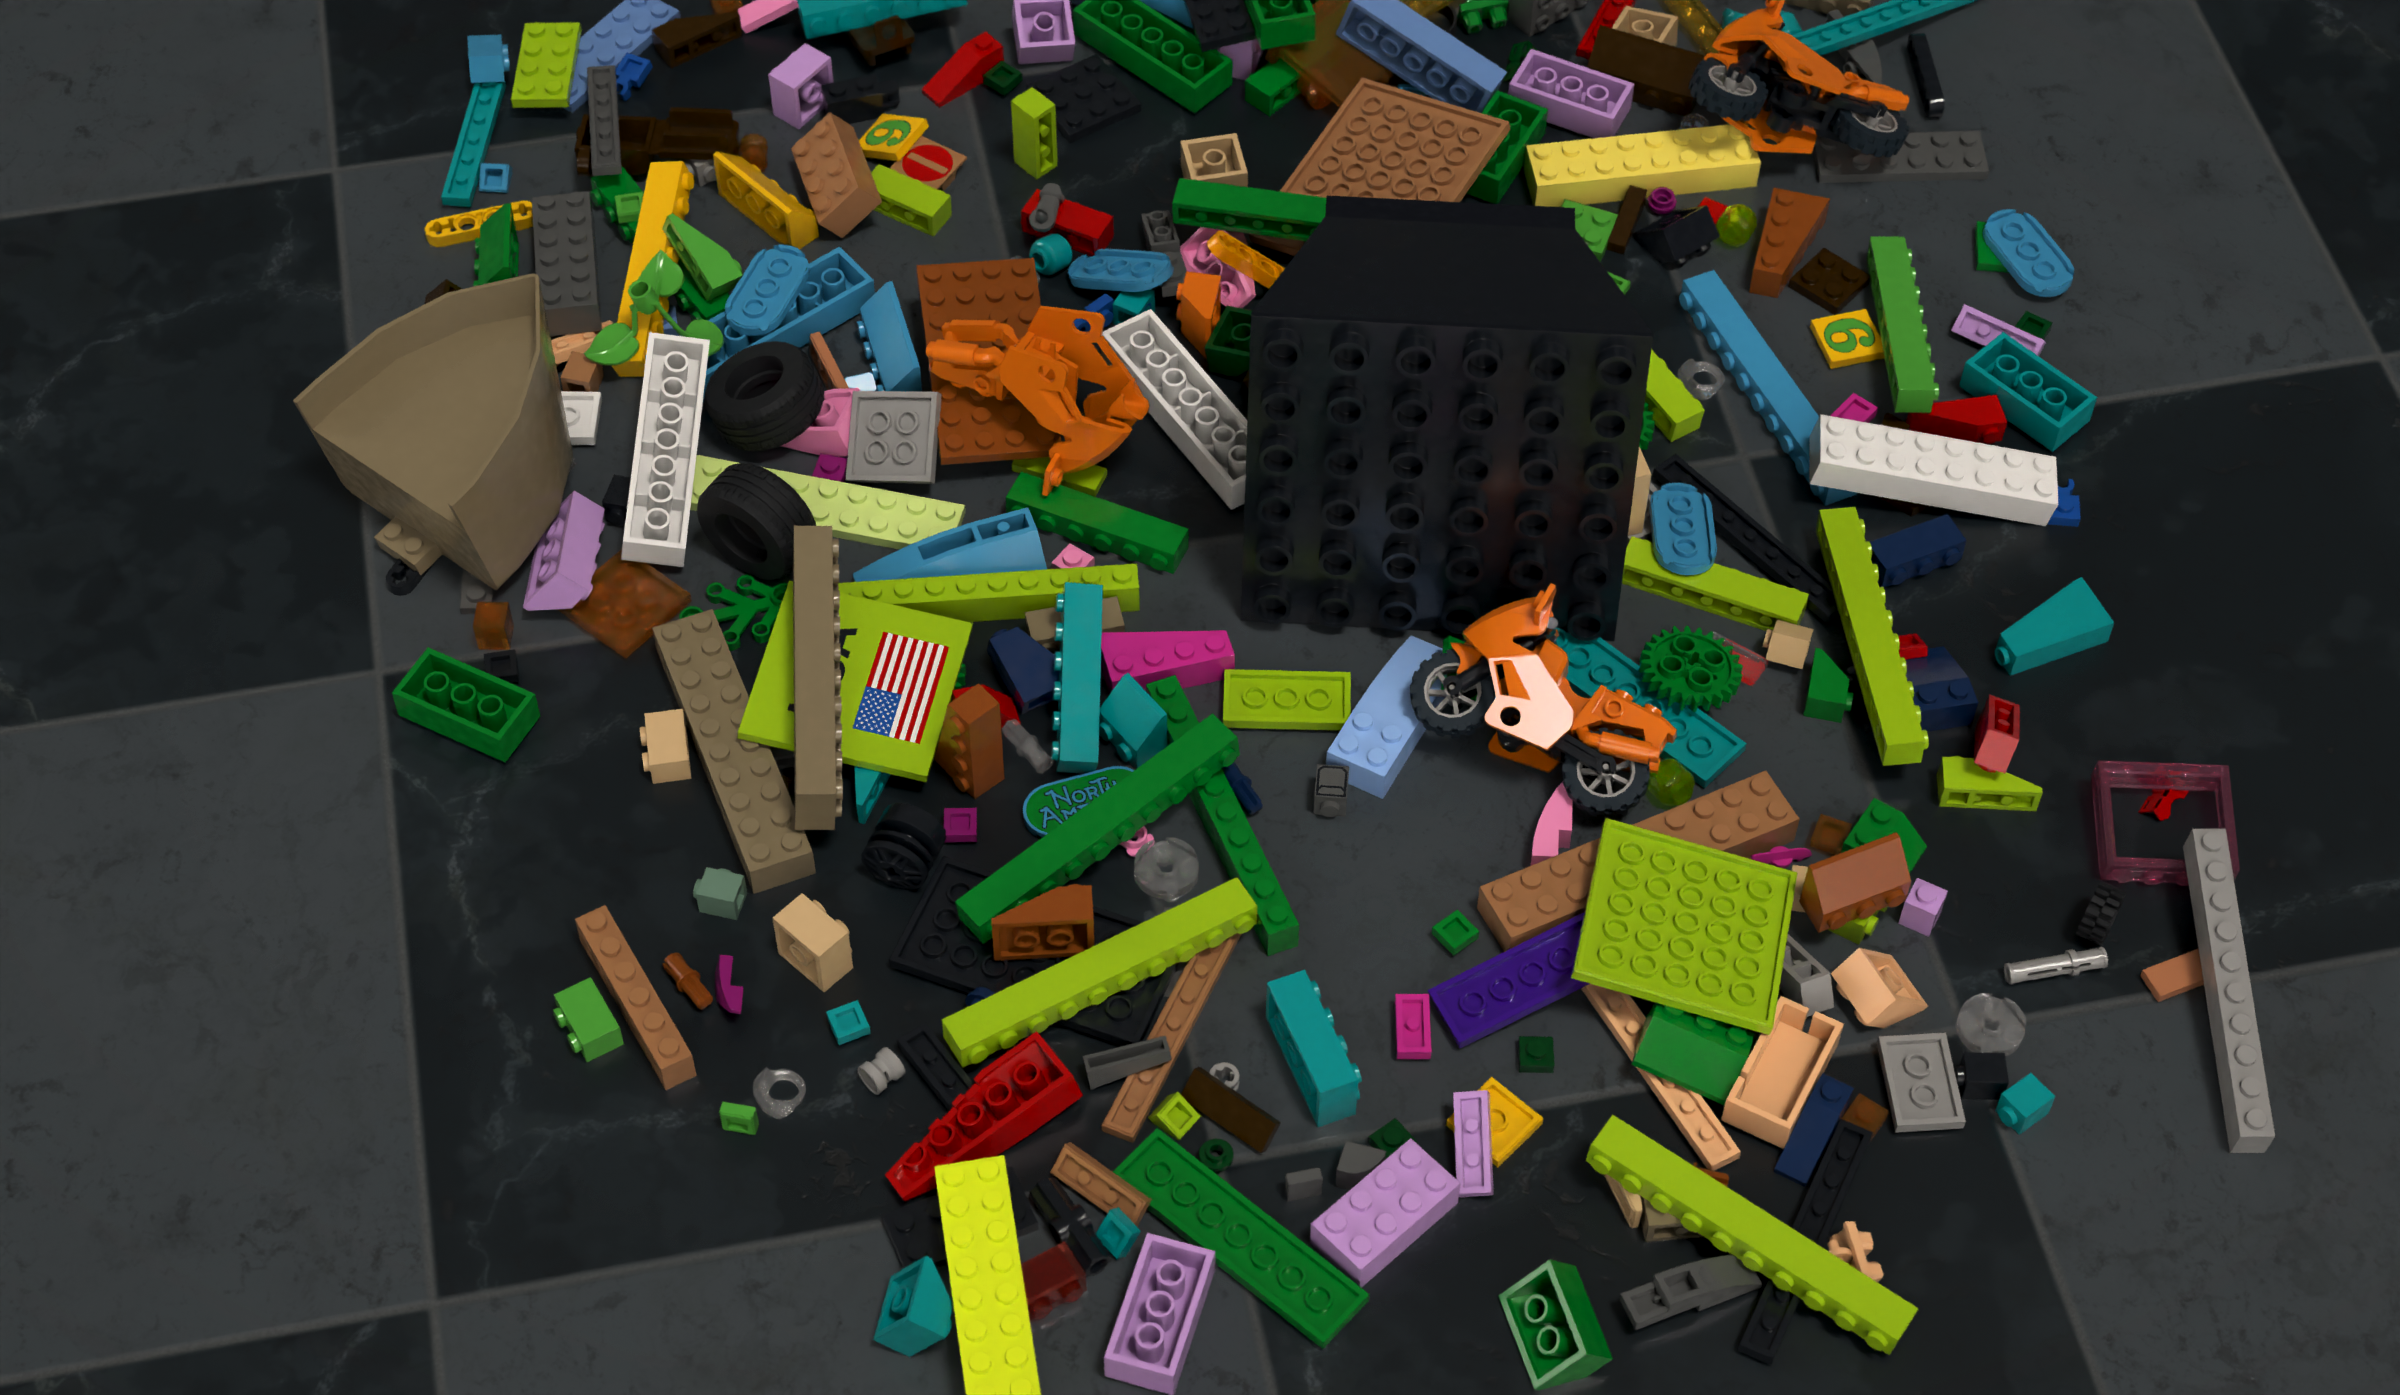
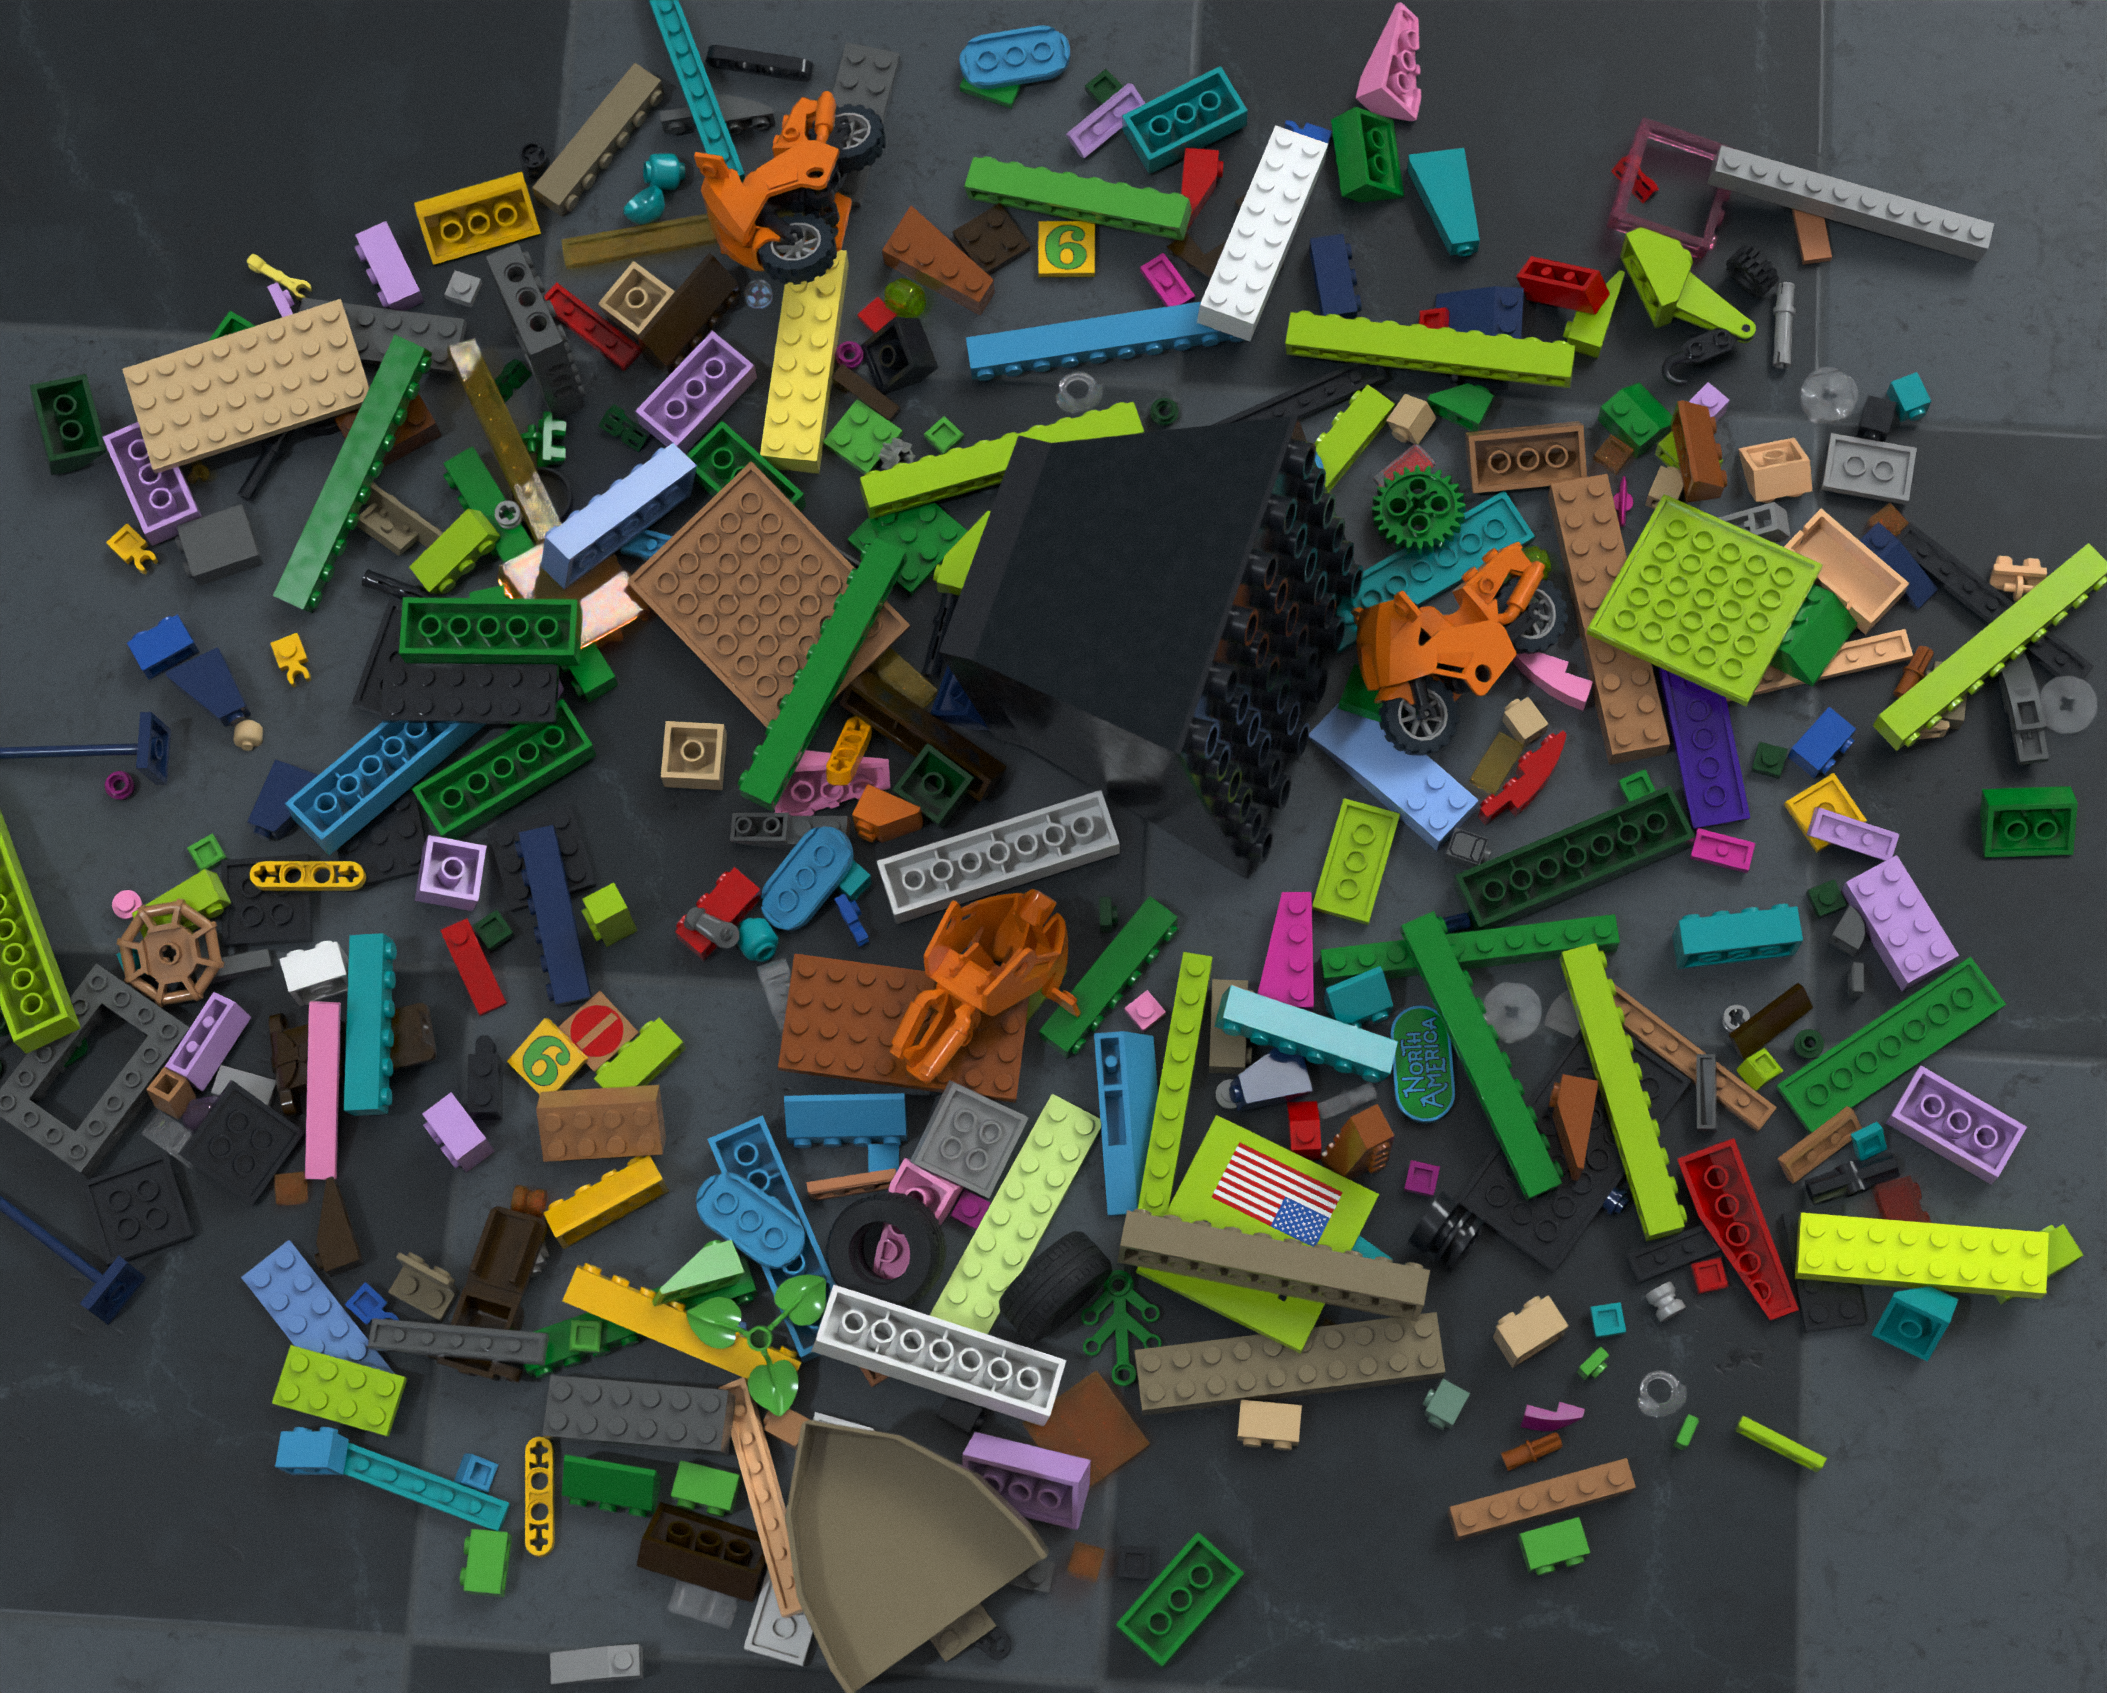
camera: 70 degrees left, 20 degrees up
(332, 298) = (597, 1664): none -> light grey slope
(411, 198) = (486, 1563): none -> bright green brick
(662, 95) = (424, 1288): none -> dark tan bracket
(745, 1213) = (1780, 1444): none -> lime tile
(795, 1016) = (1594, 1364): none -> bright green plate
(922, 1111) = (1709, 1275): none -> red tile
(991, 121) = (554, 915): none -> dark blue brick
(1162, 505) = (1108, 914): none -> dark green plate
(1352, 884) = (1573, 860): none -> dark green brick
(1436, 835) = (1533, 773): none -> red slope
(1439, 803) = (1496, 763): none -> clear yellow tile
(1492, 813) = (1524, 721): none -> tan brick
(1572, 1096) = (1822, 743): none -> blue brick
(1710, 447) = (1164, 404): none -> dark green plate
(1712, 1320) = (2084, 708): none -> clear plate
(1791, 750) = (1525, 456): none -> medium nougat slope
(2038, 843) = (1669, 290): none -> lime slope
(2066, 551) = (1367, 156): none -> green slope
(2171, 556) = (1390, 75): none -> bright pink wedge

